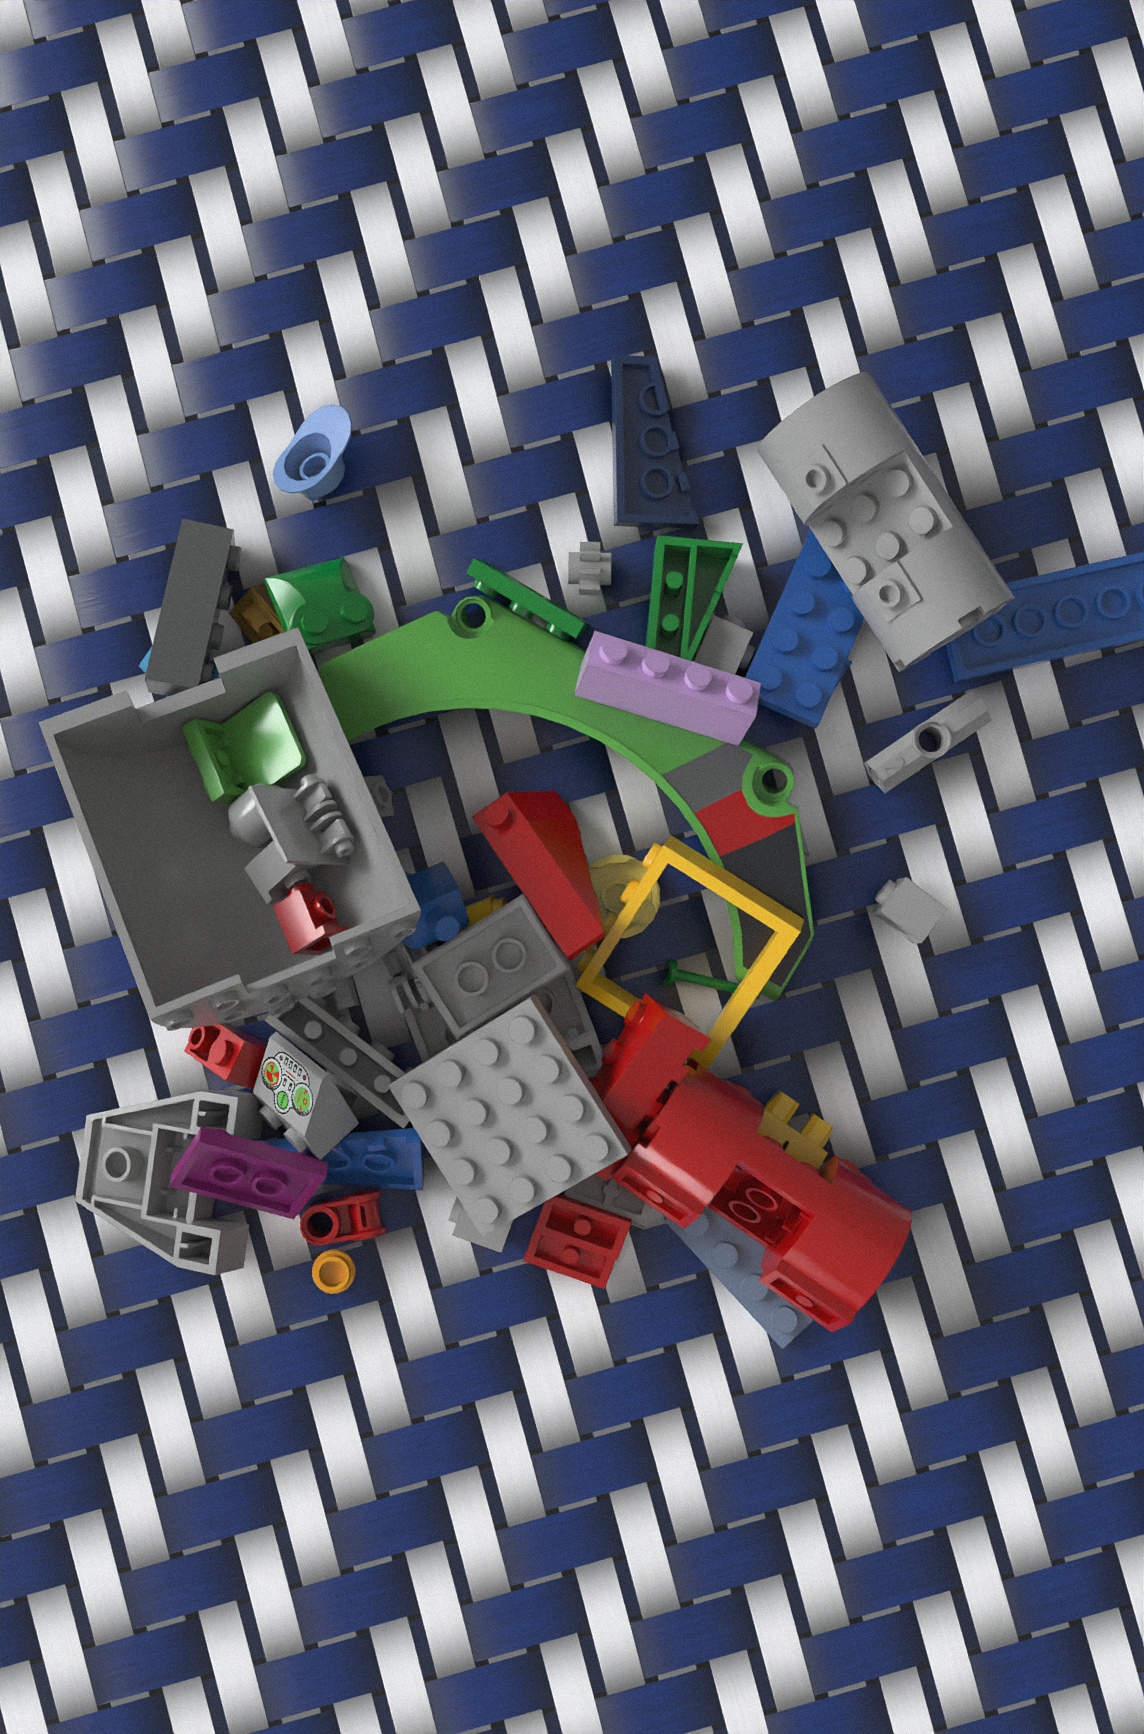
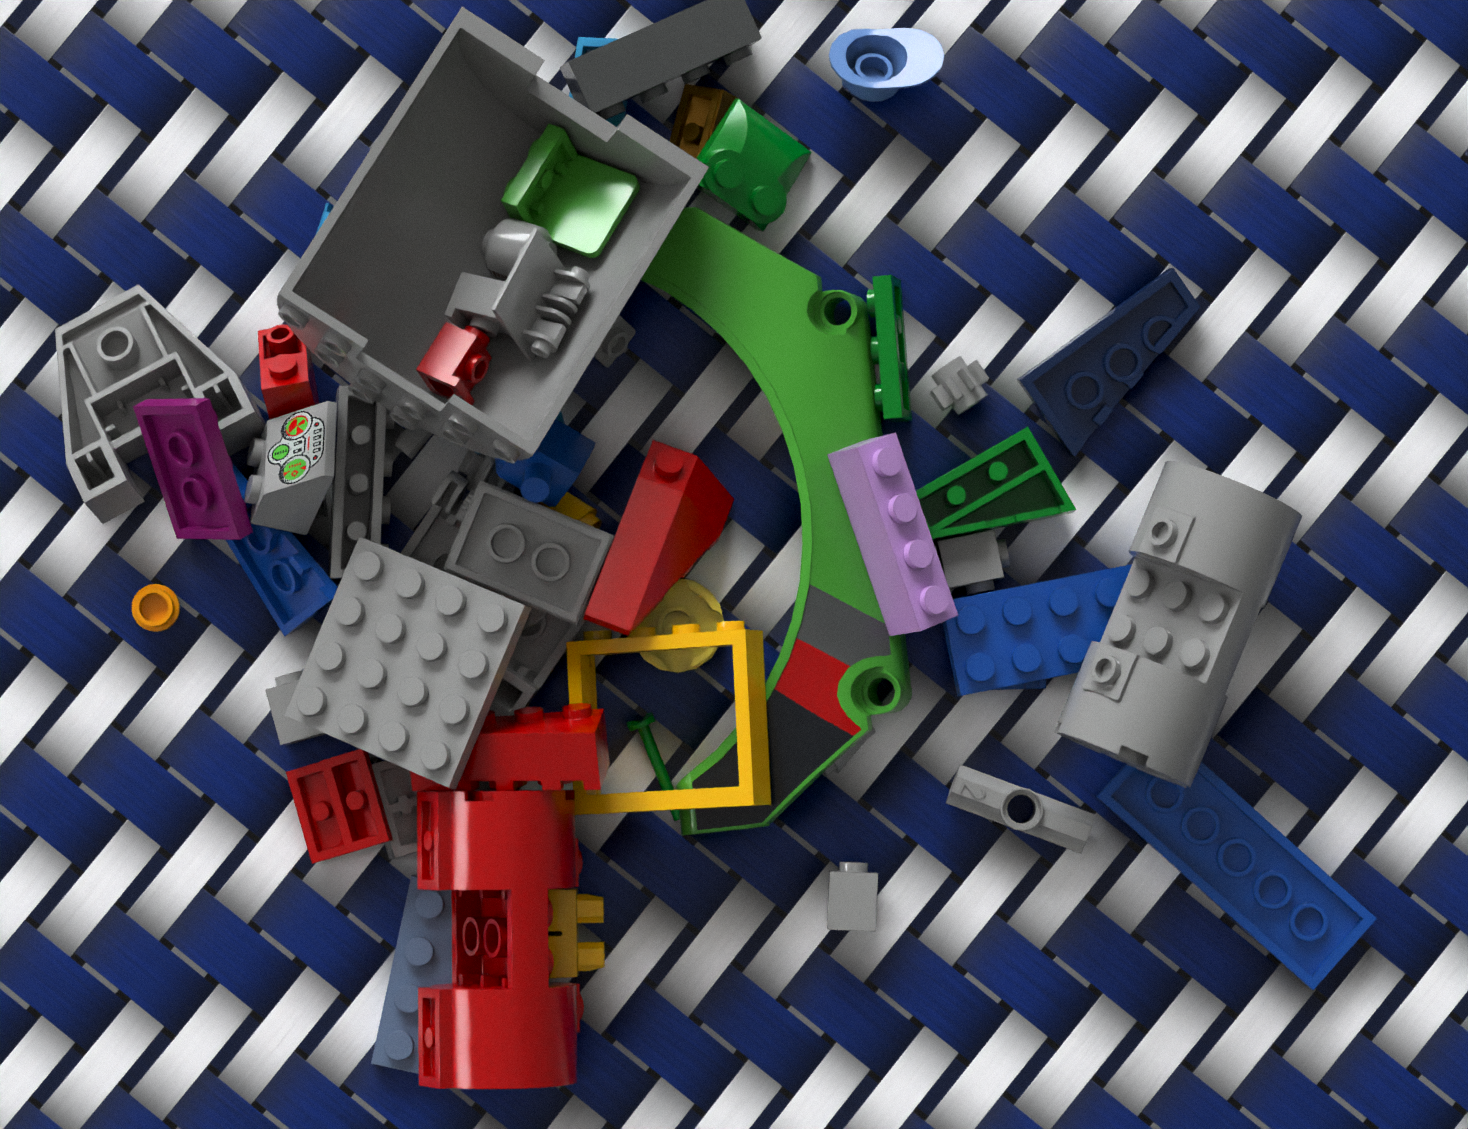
camera: 60 degrees right, 0 degrees up
(347, 1218) = (212, 585): red piece -> none

